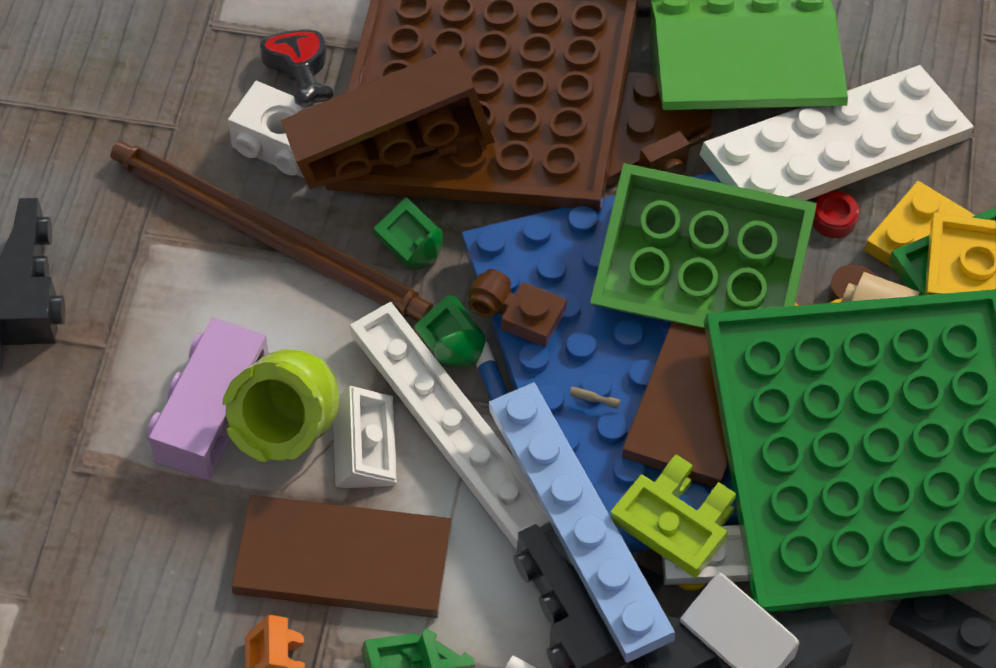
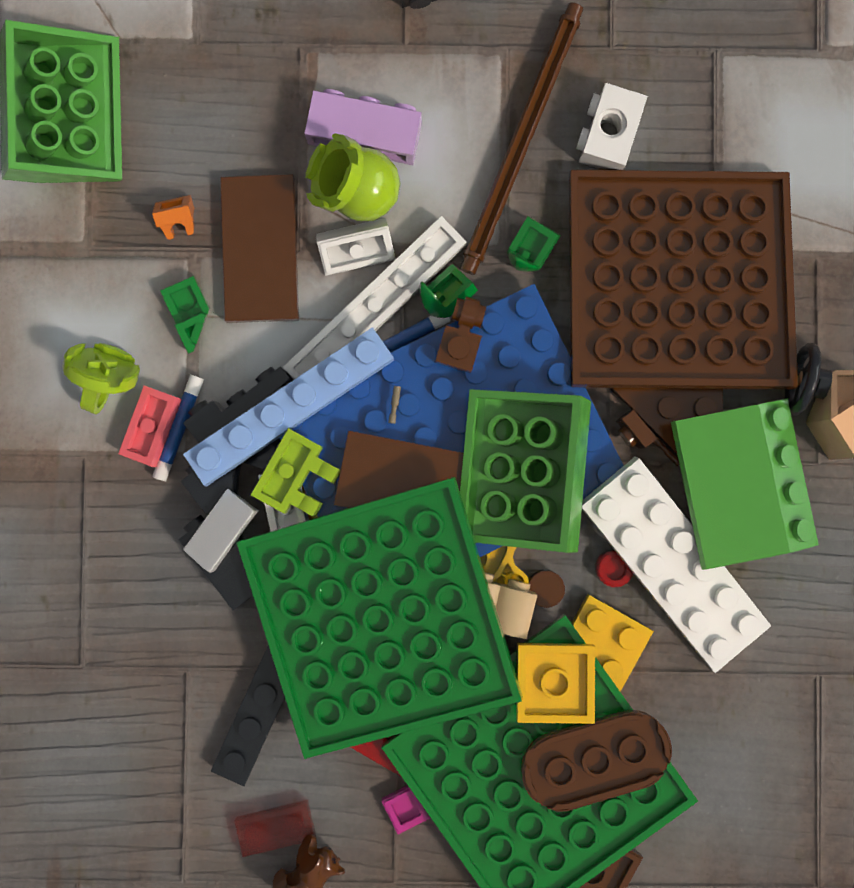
camera: 80 degrees right, 30 degrees up
(301, 56) = (691, 127): black piece -> none
(389, 121) = (609, 205): reddish brown wedge -> none

